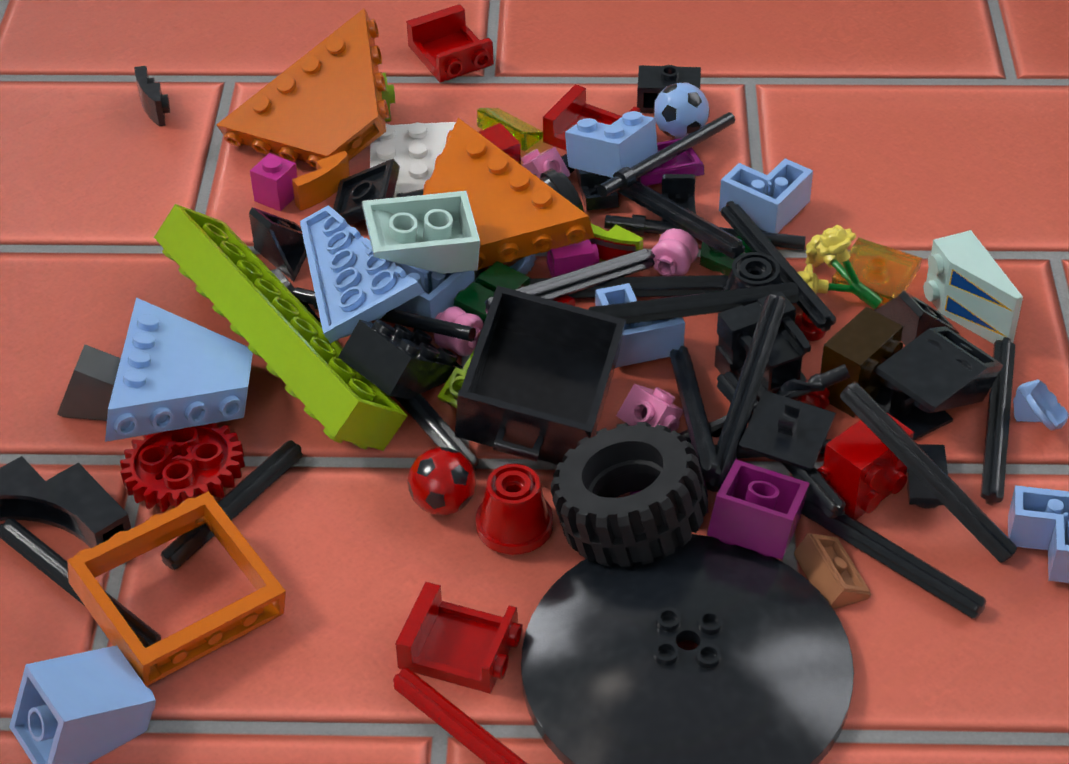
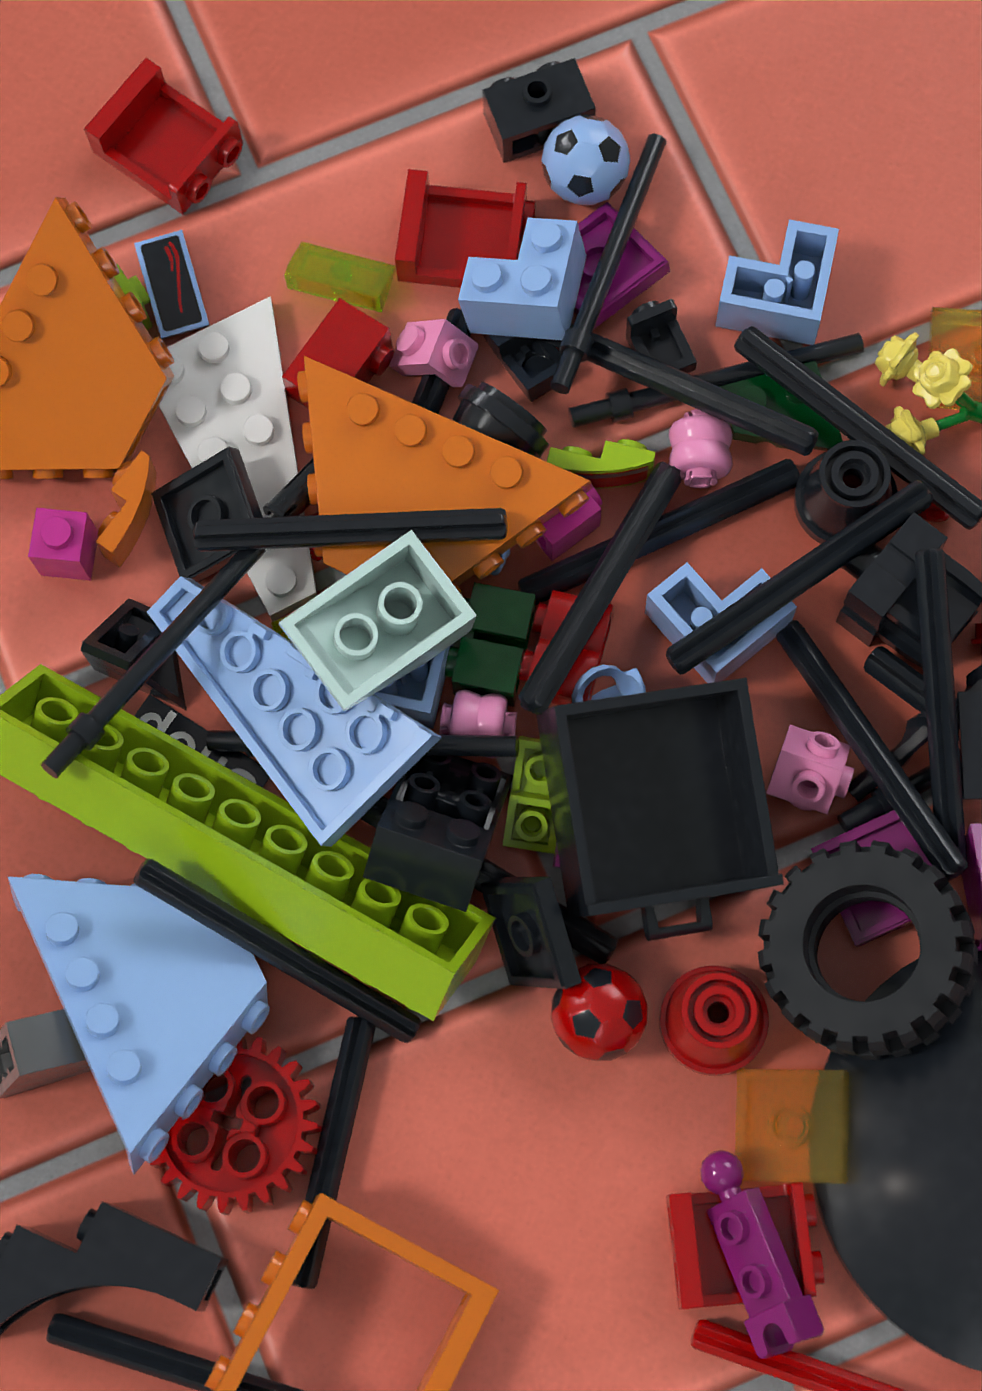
camera: 20 degrees left, 30 degrees up
(226, 228) = (87, 728): none -> black bar
(266, 379) = (276, 950): none -> black axle
(412, 101) = (171, 284): none -> black slope
(423, 419) = (531, 932): none -> black plate
(461, 642) = (757, 1261): none -> magenta plate
(480, 208) = (349, 529): none -> black axle
(532, 584) = (792, 1125): none -> clear yellow plate

